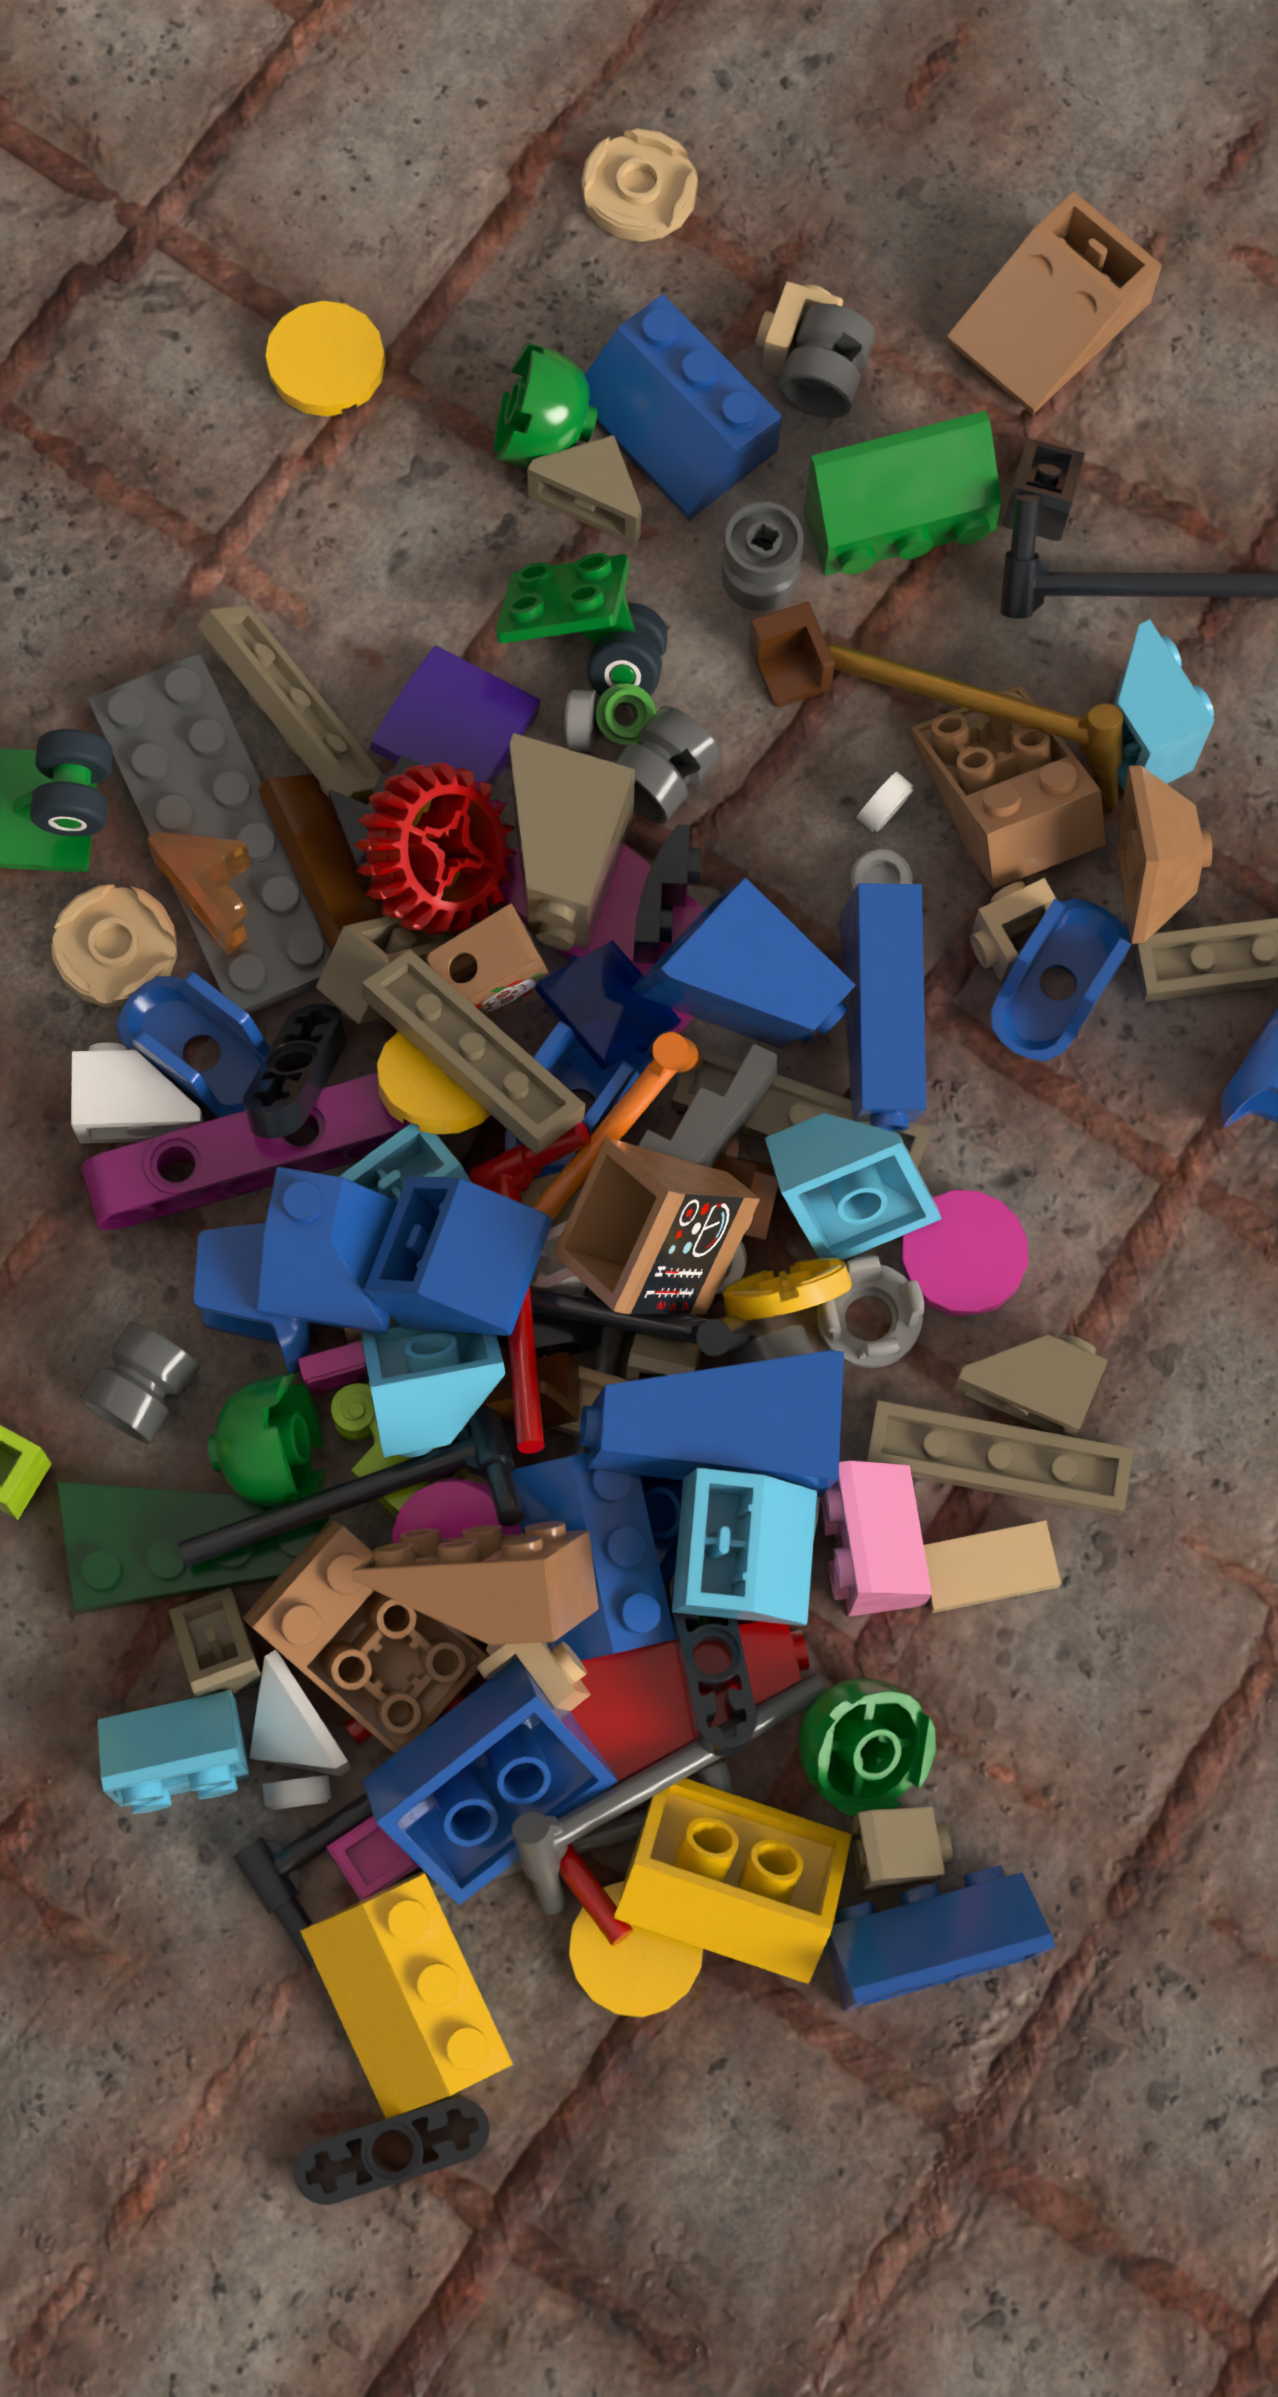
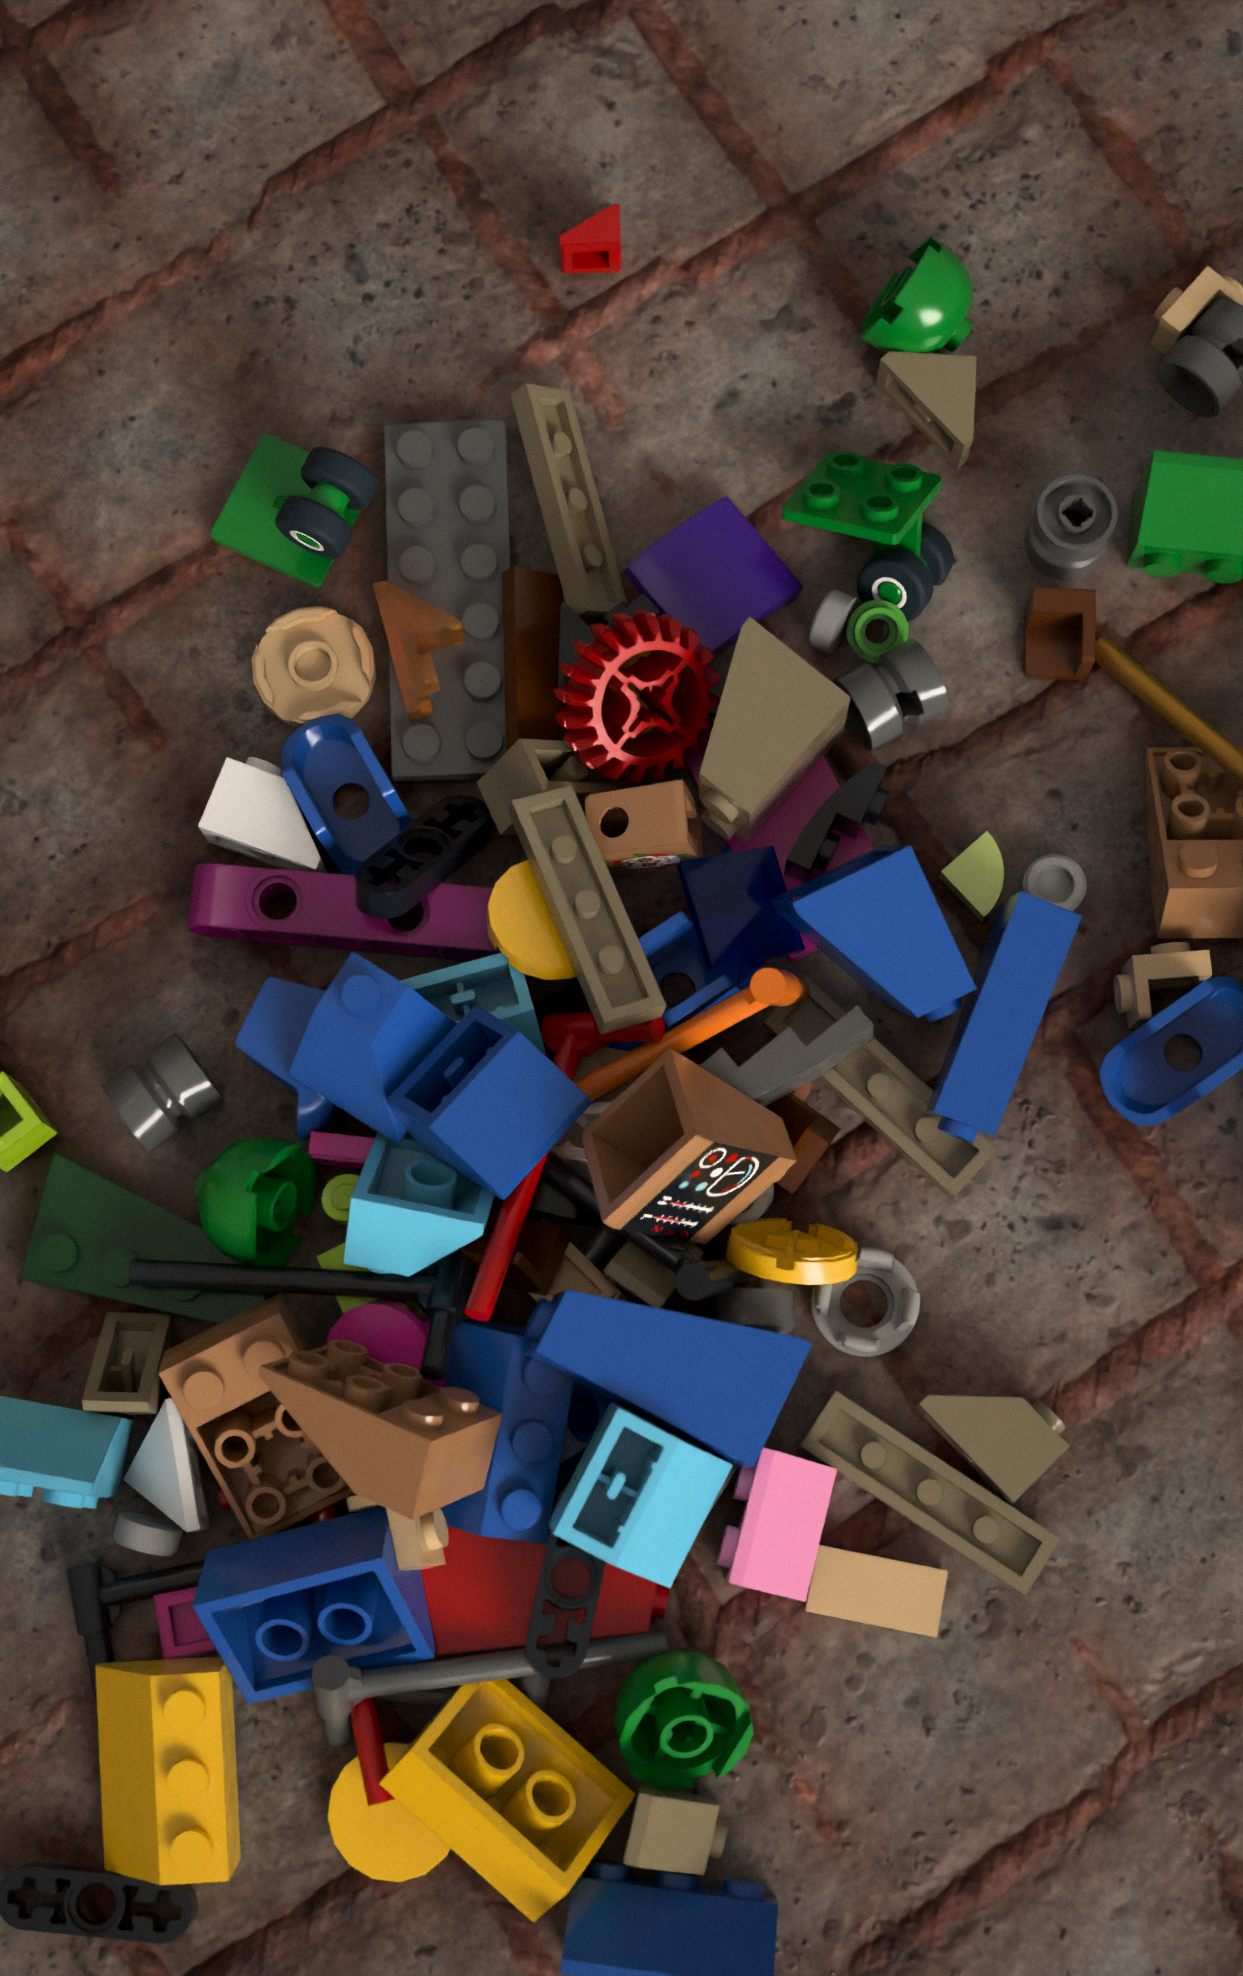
camera: 30 degrees right, 5 degrees up
(215, 464) = (593, 244): none -> red slope
(325, 358) = (739, 178): yellow tile -> none
(639, 185) = (1108, 118): tan tile -> none
(680, 408) = (1053, 351): blue slope -> none
(808, 898) = (977, 876): none -> yellowish green tile
(849, 1184) = (891, 1174): medium azure slope -> none
(885, 802) = (1089, 813): white tile -> none
(969, 1257) = (980, 1279): dark pink tile -> none

